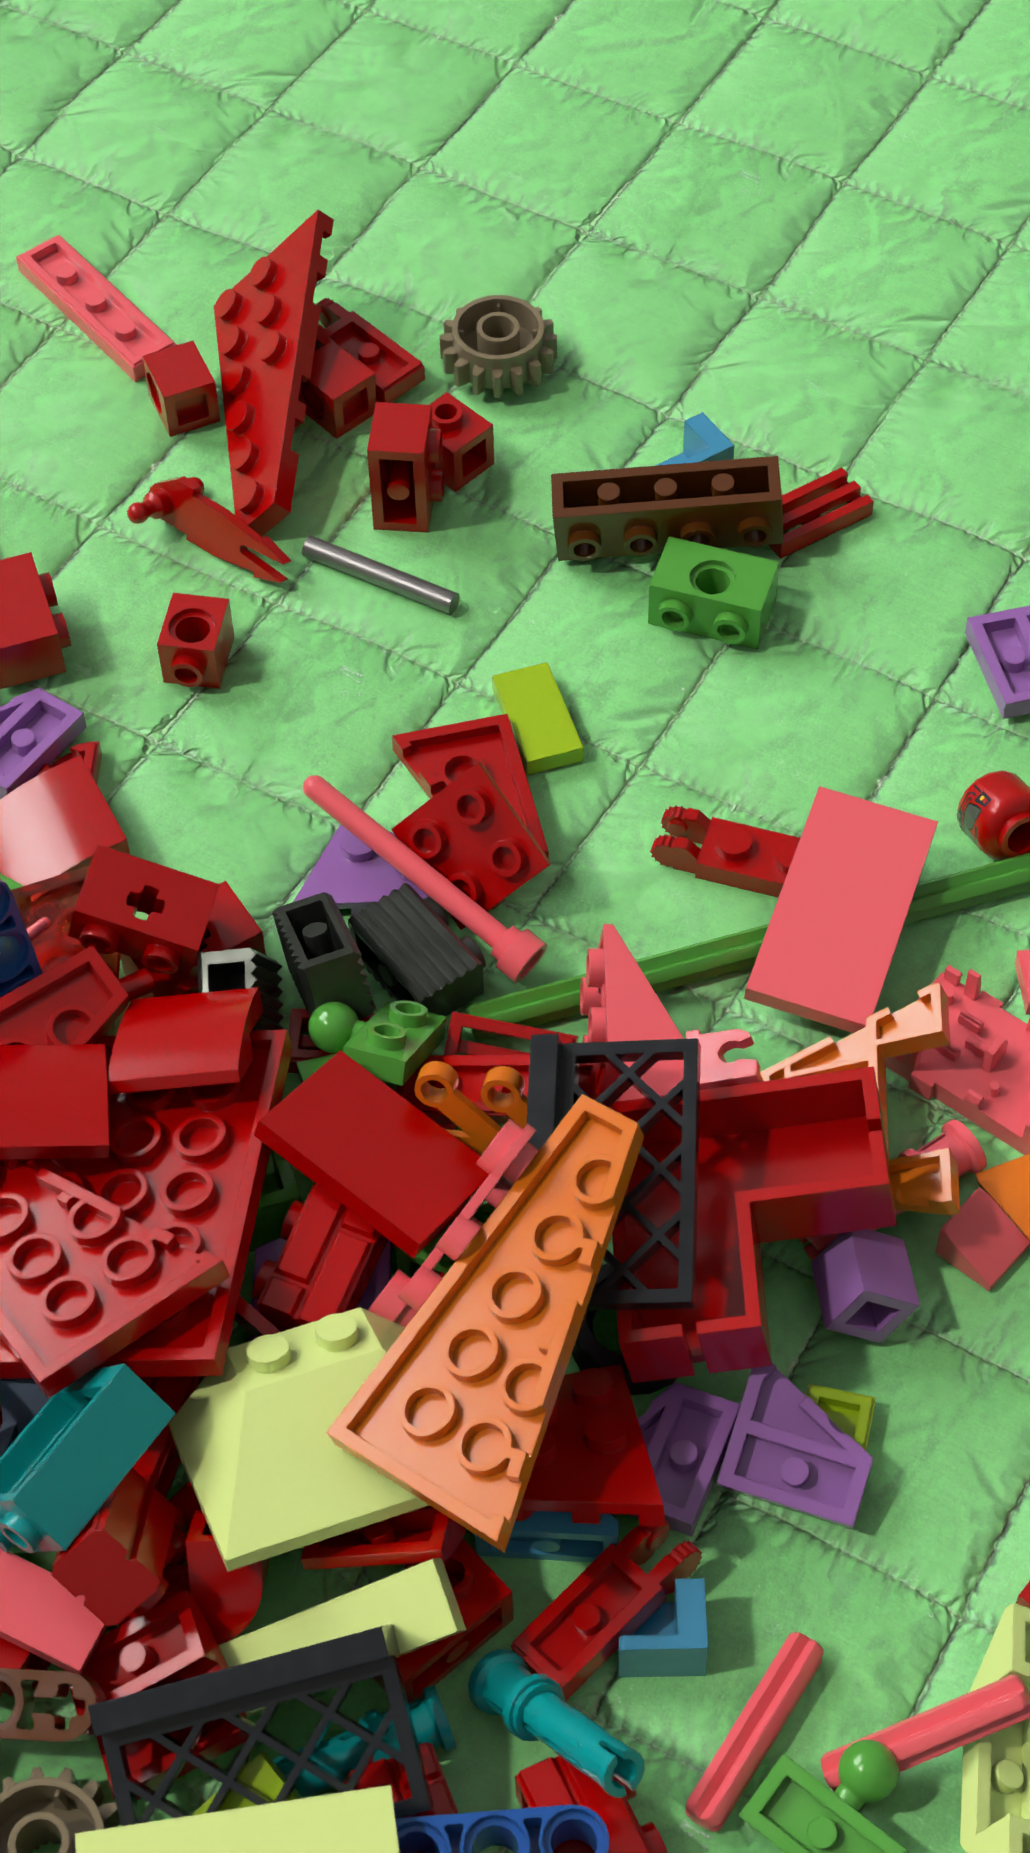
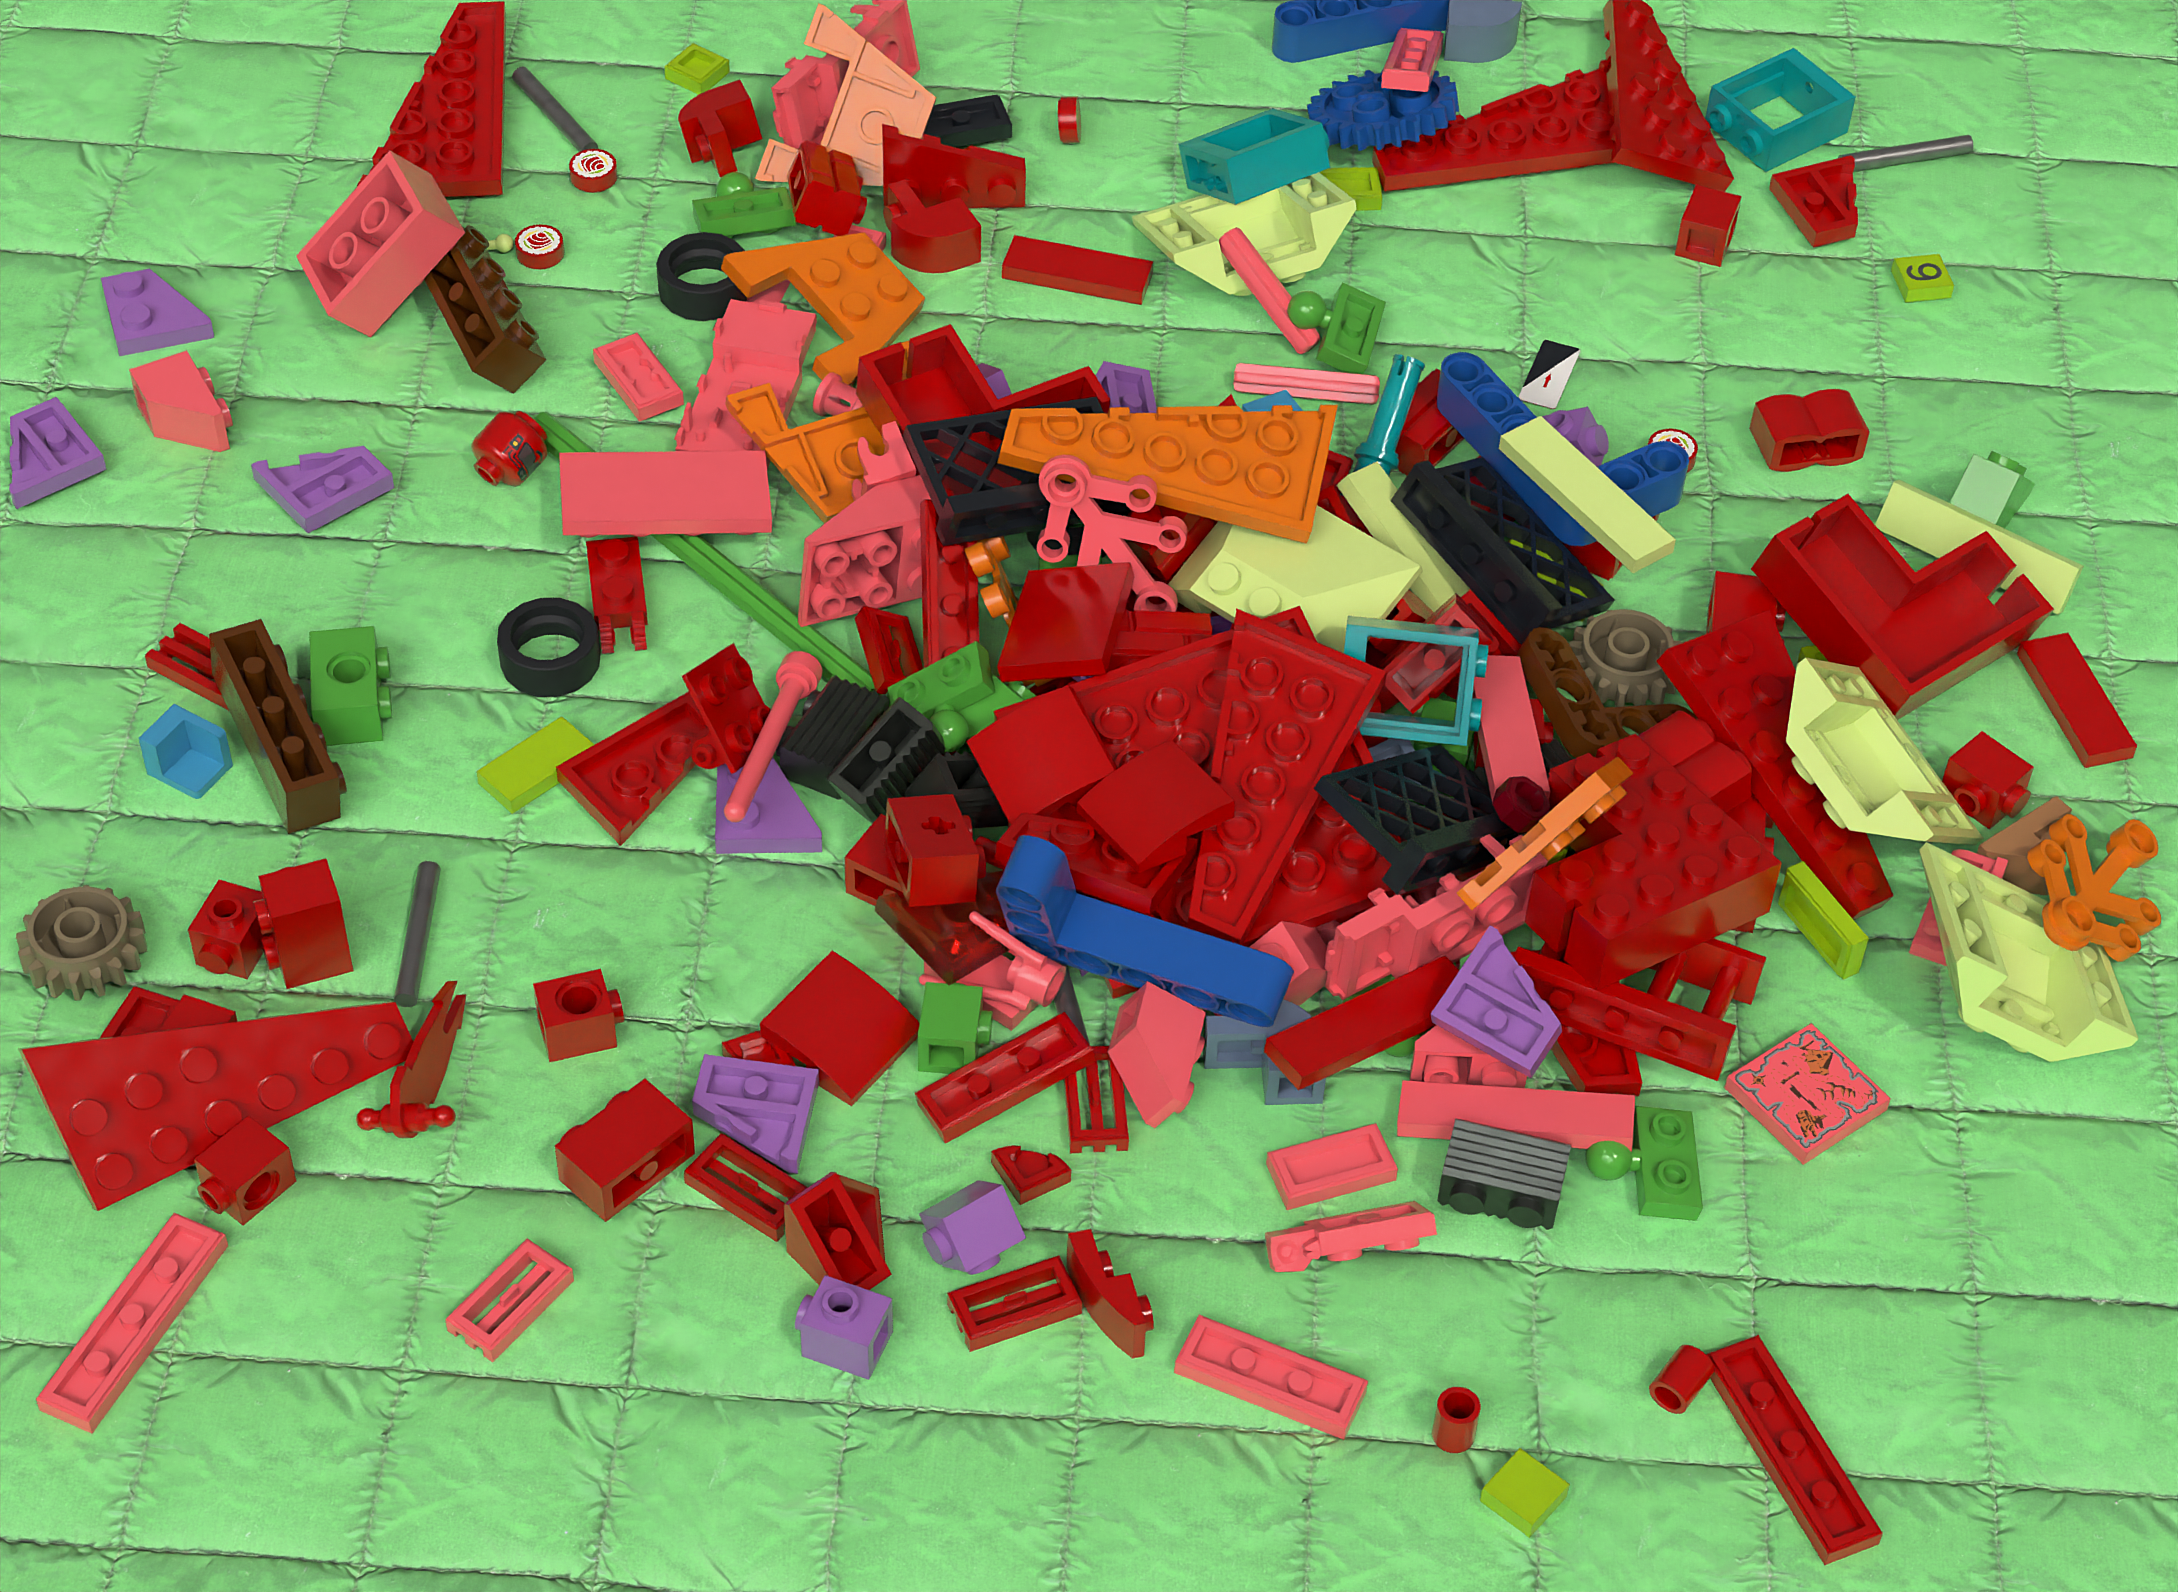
camera: 120 degrees left, 5 degrees down
(684, 729) = (542, 618): none -> black tyre

